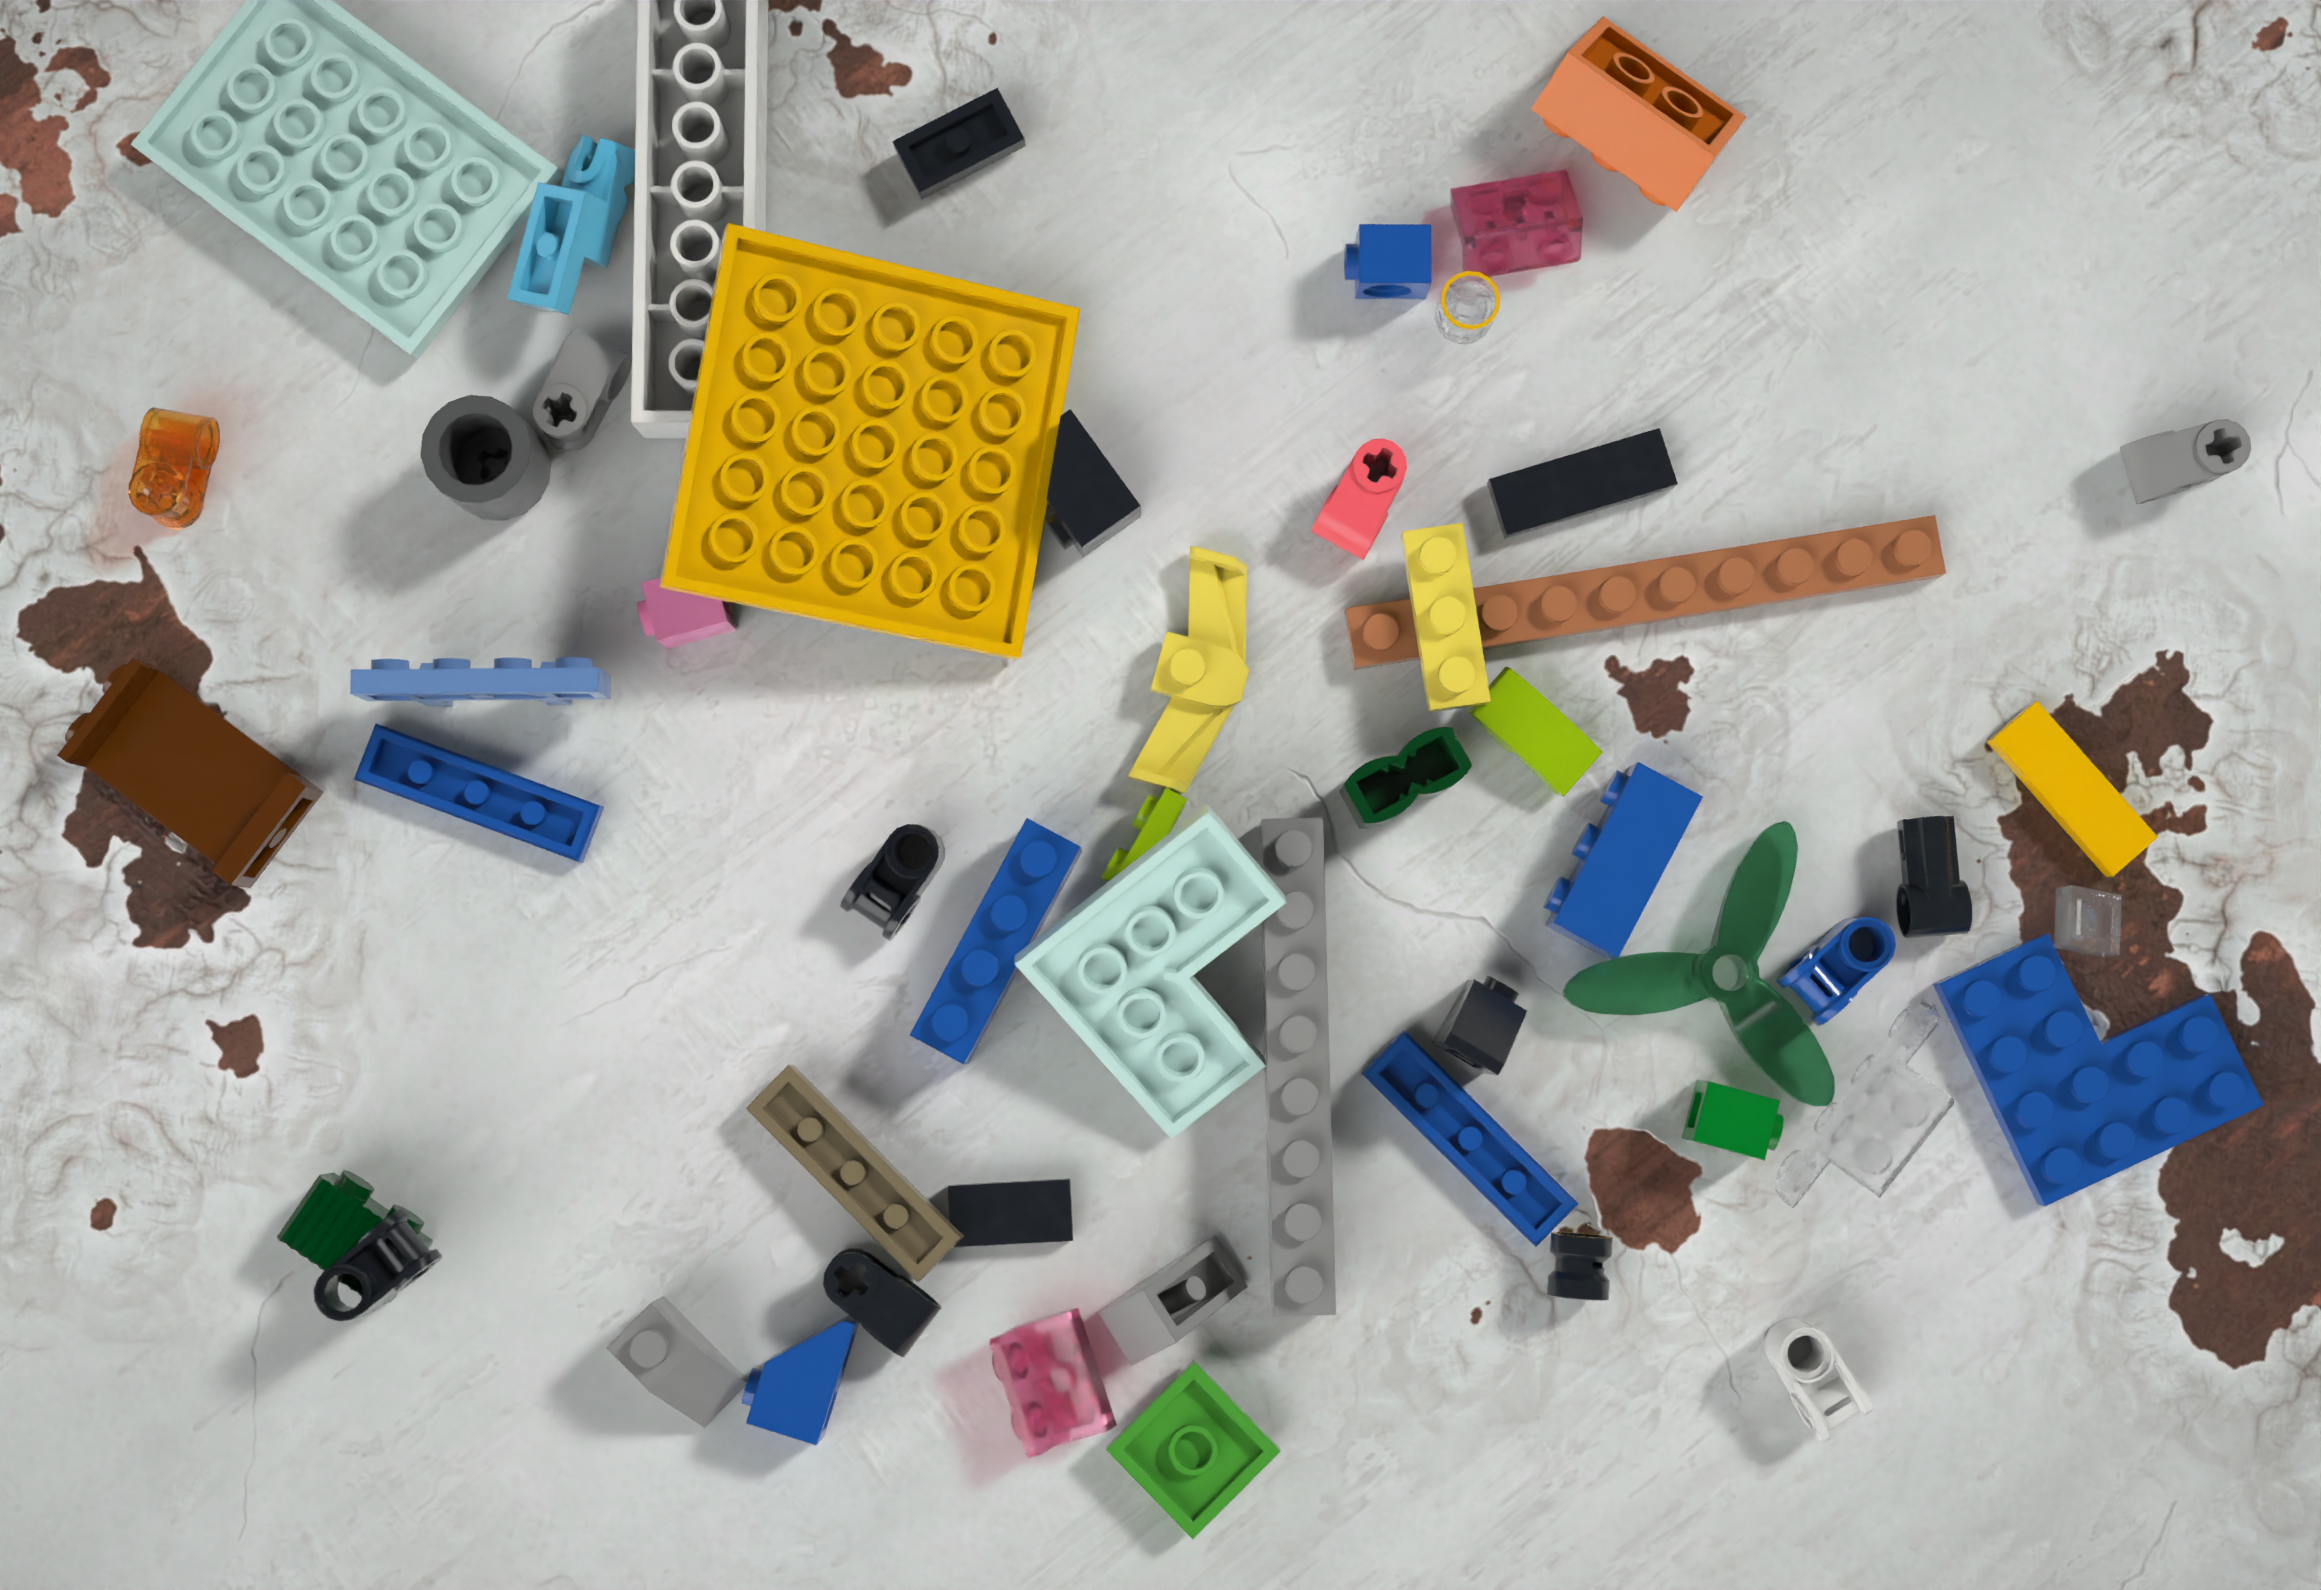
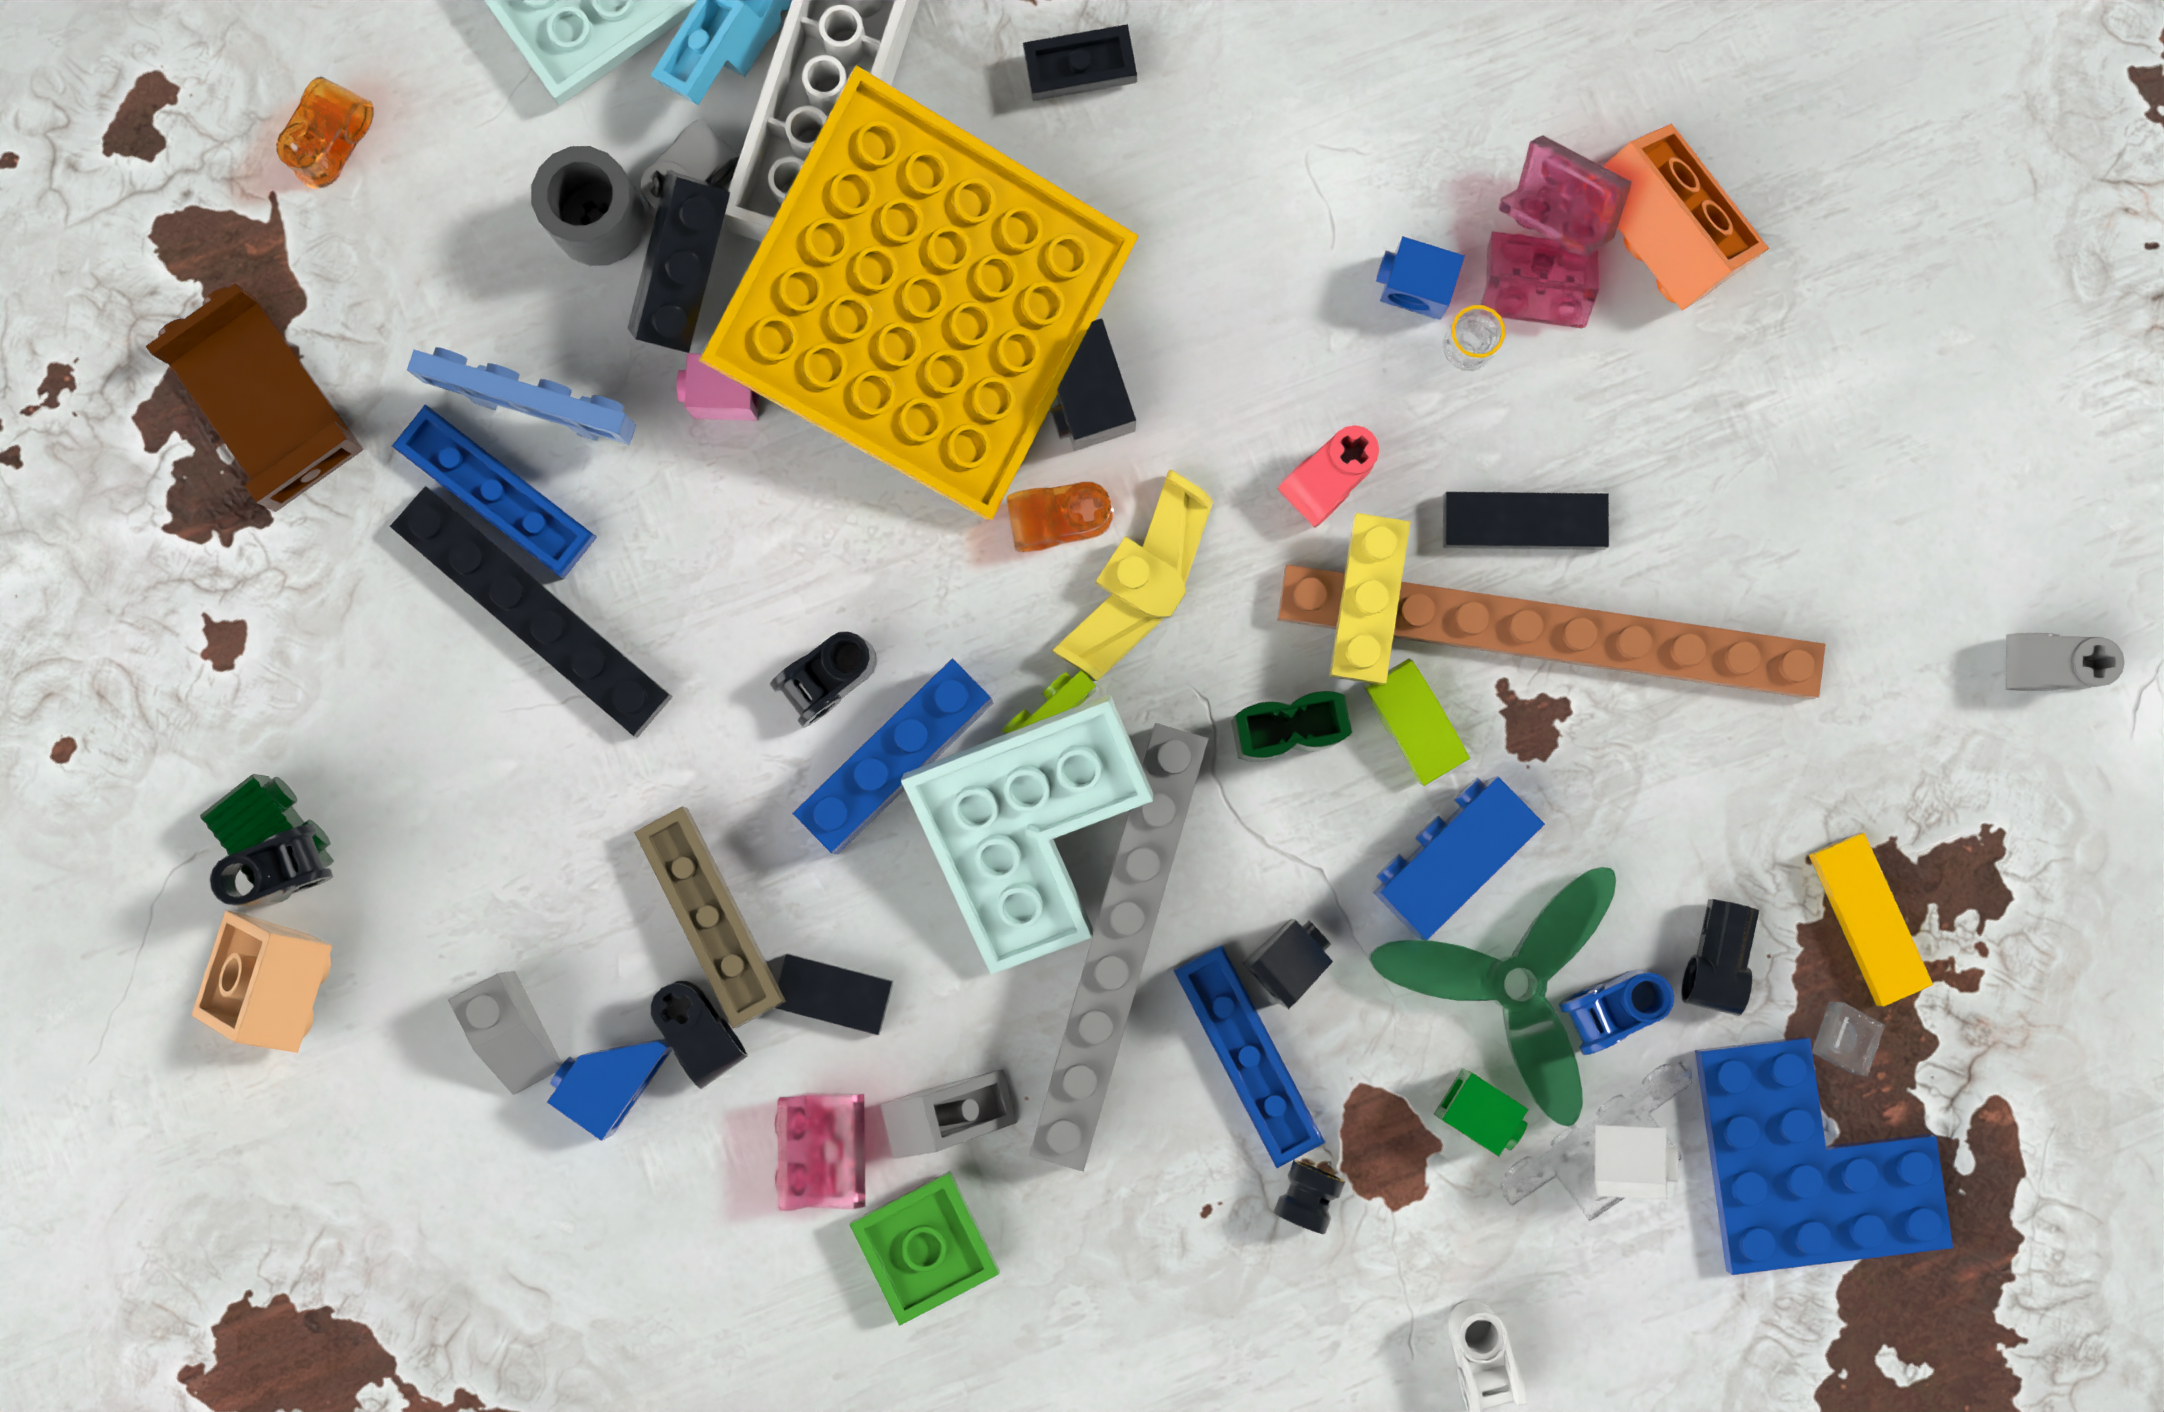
camera: 20 degrees right, 0 degrees up
(398, 1394) = (262, 982): none -> light nougat slope
(559, 908) = (531, 611): none -> black plate
(601, 488) = (678, 261): none -> black brick
(1075, 635) = (1046, 517): none -> clear orange piece
(1519, 130) = (1567, 197): none -> clear pink bracket
(1906, 1121) = (1634, 1162): none -> white brick

